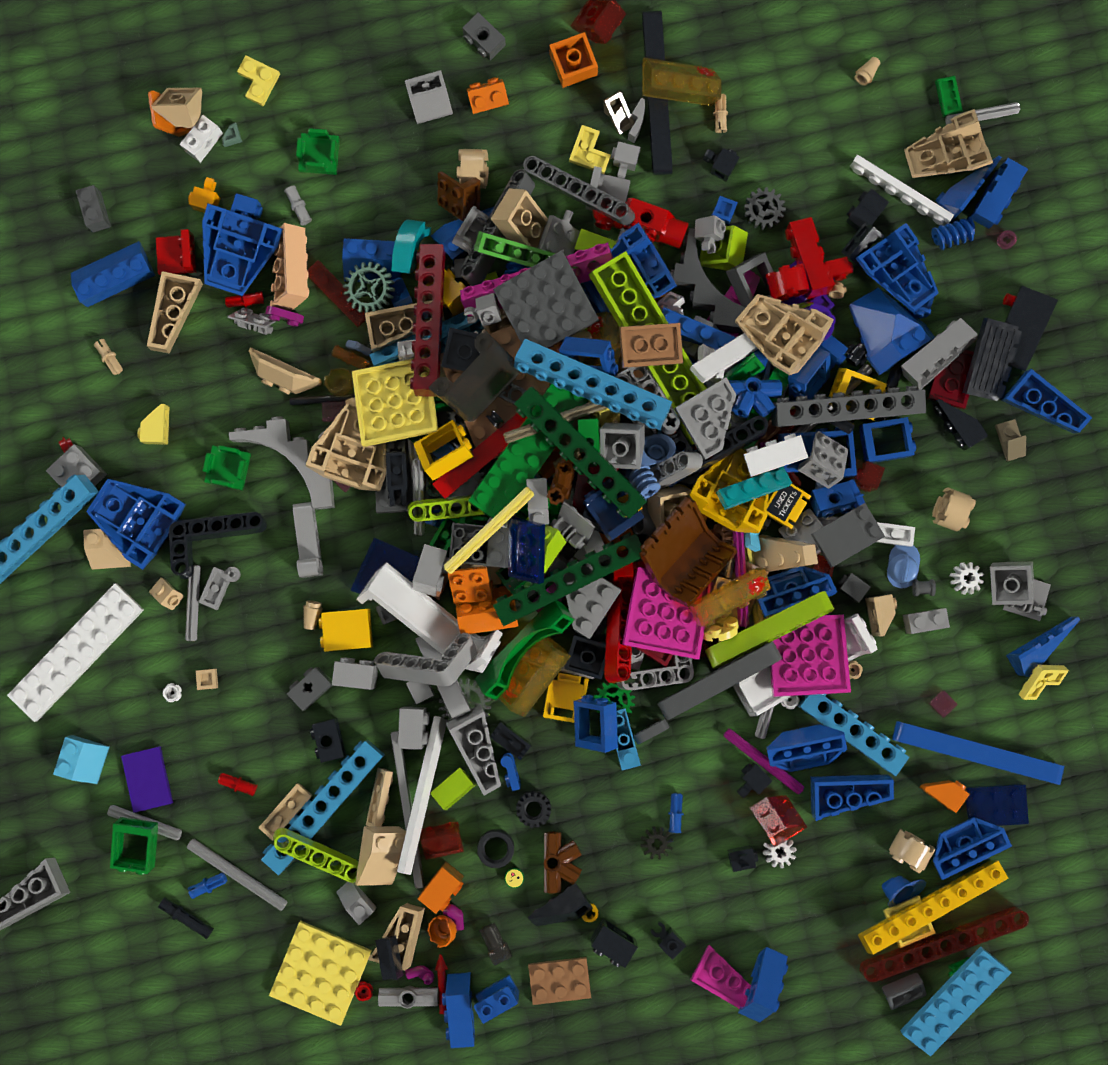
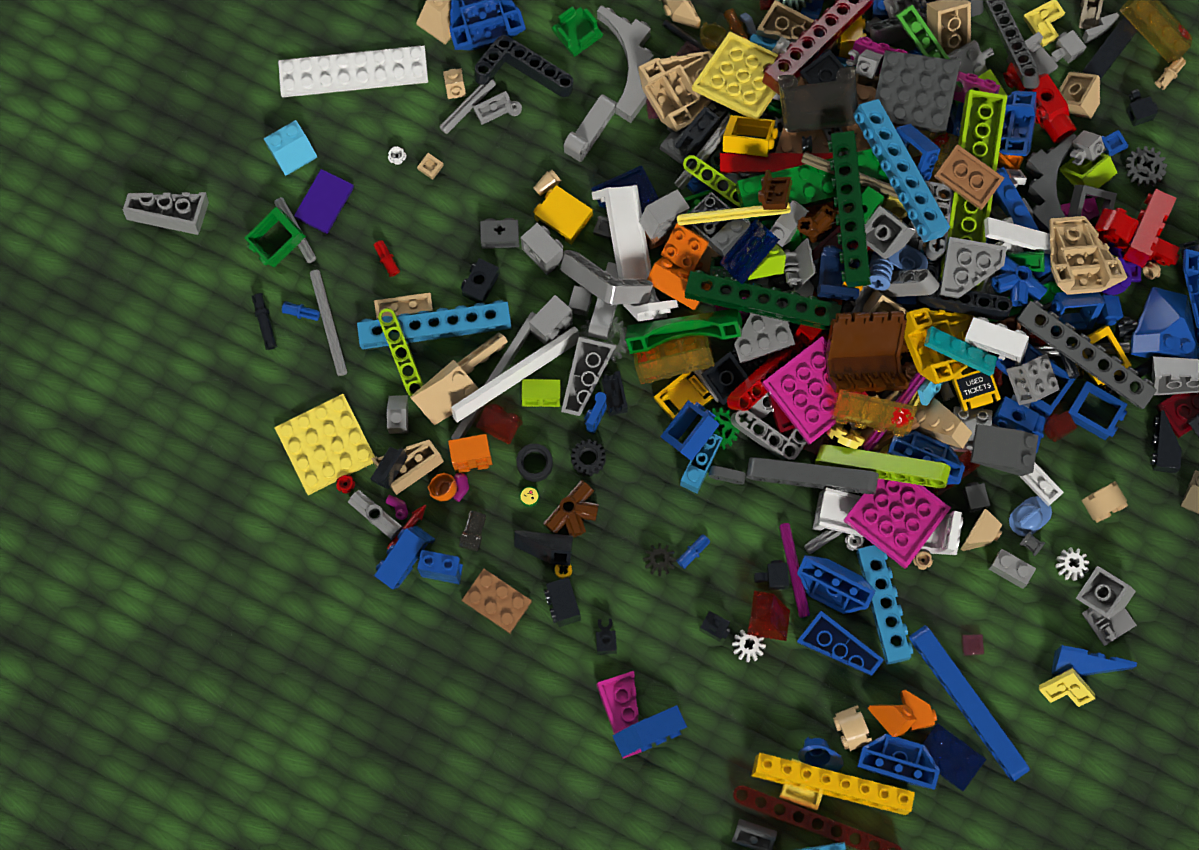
camera: 40 degrees right, 10 degrees down
(508, 489) = (774, 192): none -> reddish brown bracket
(666, 189) = (1081, 93): none -> tan slope
(933, 815) = (894, 718): none -> orange slope

